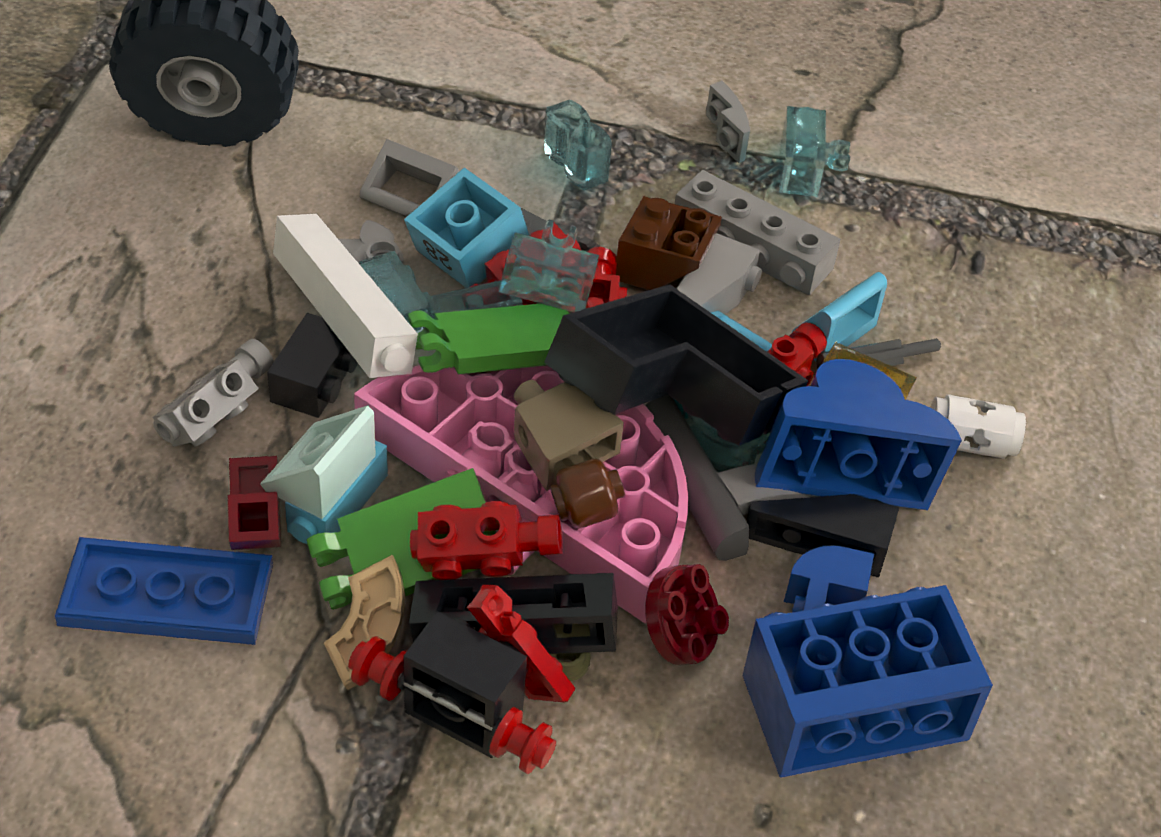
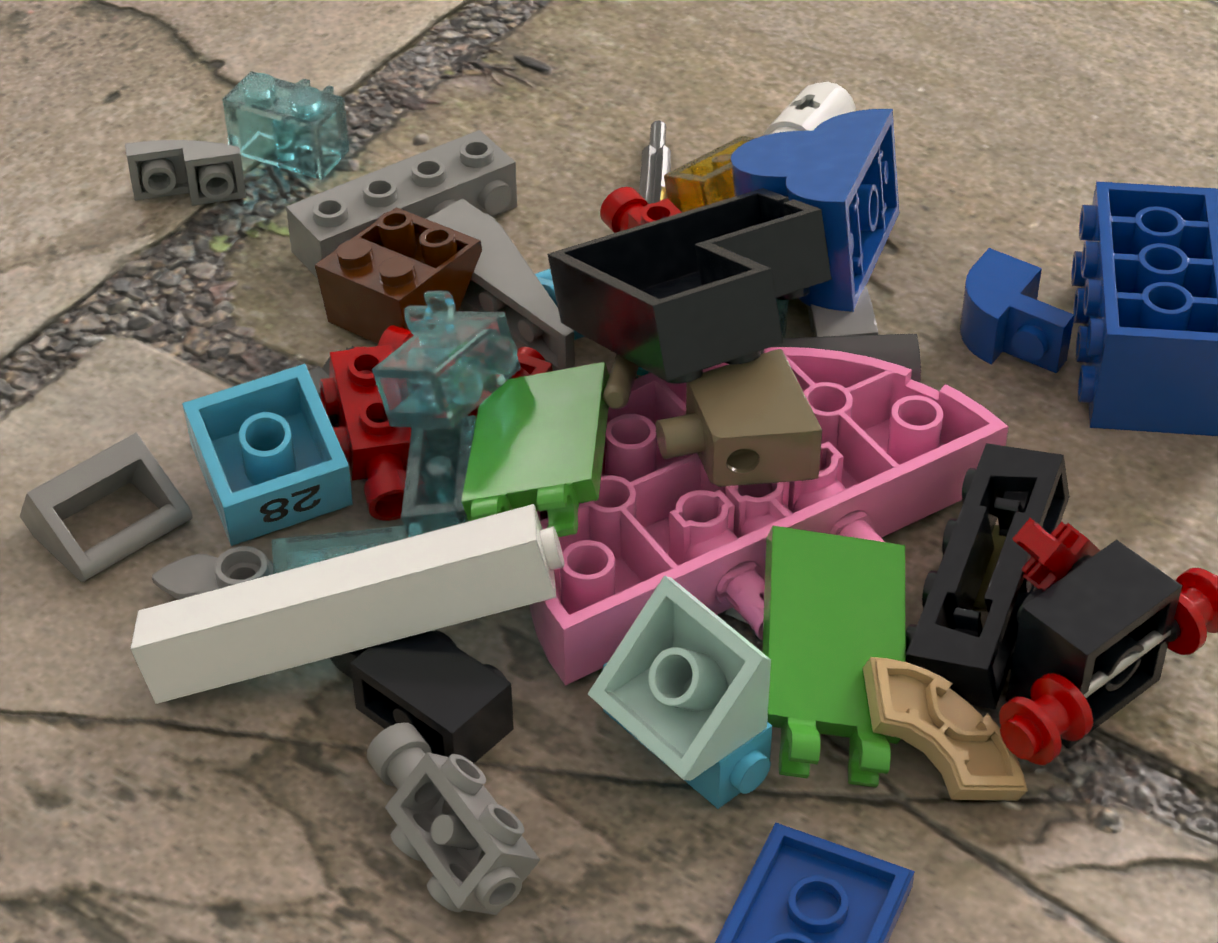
camera: 65 degrees left, 5 degrees down
(252, 511) = (709, 822): dark red brick -> none
(470, 549) = (896, 538): red brick -> none
(577, 144) = (153, 311): clear light blue brick -> none
(587, 493) = (864, 426): reddish brown head -> none
(684, 614) = (1032, 420): dark red tile -> none
(825, 521) = (927, 272): black slope -> none
(852, 312) = (578, 175): medium azure tile -> none

